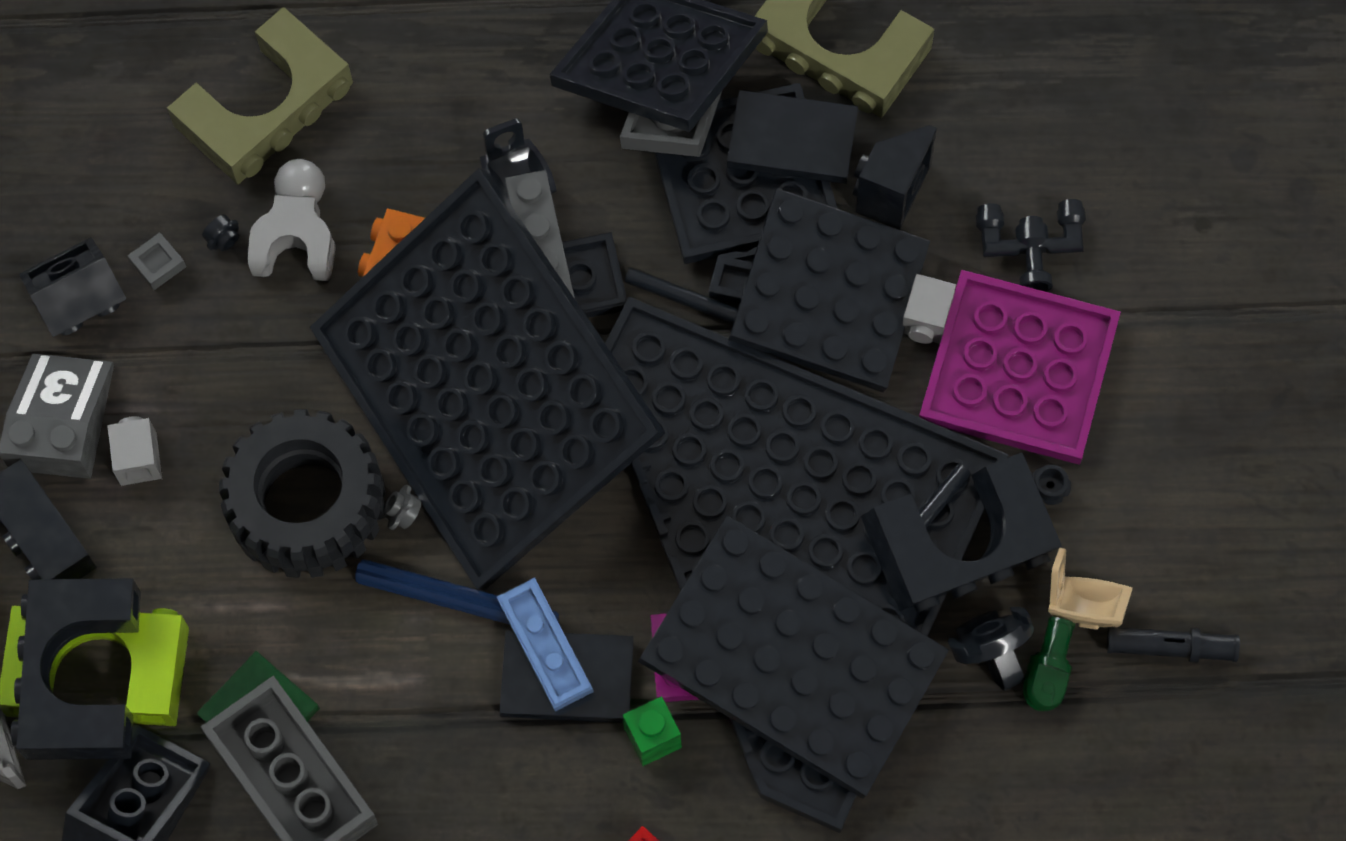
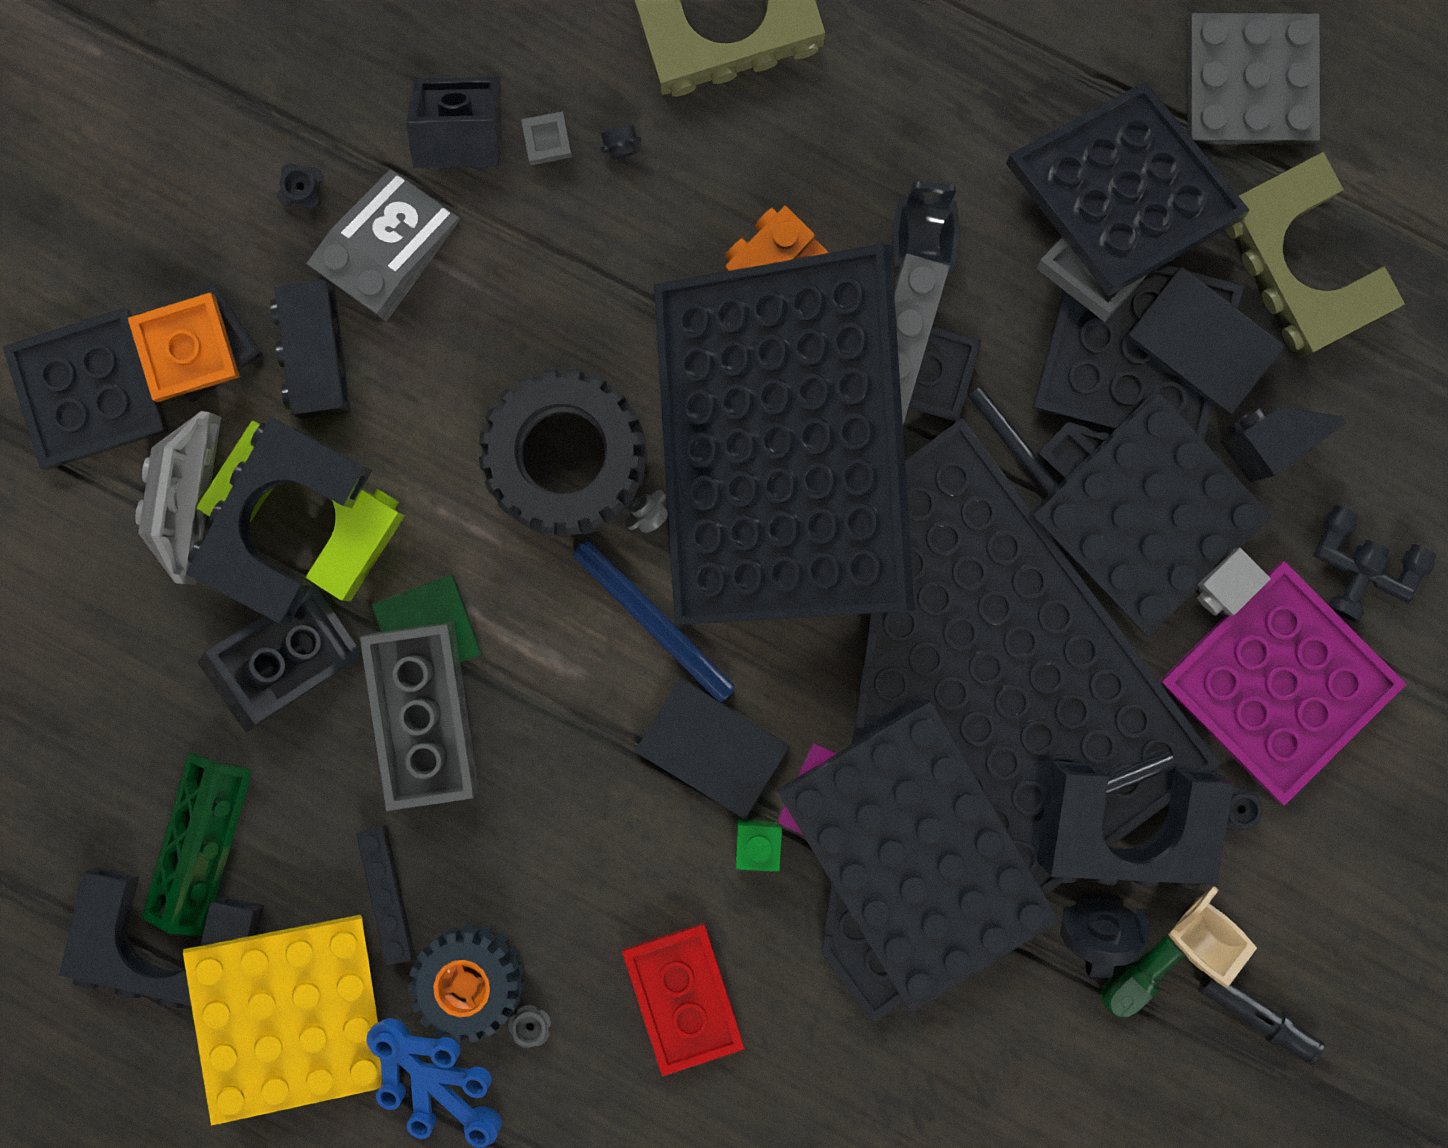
camera: 30 degrees right, 20 degrees up
(134, 451) = (435, 321): light grey brick -> none
(293, 223) = (693, 168): light grey piece -> none
(545, 644) = (706, 714): medium blue tile -> none

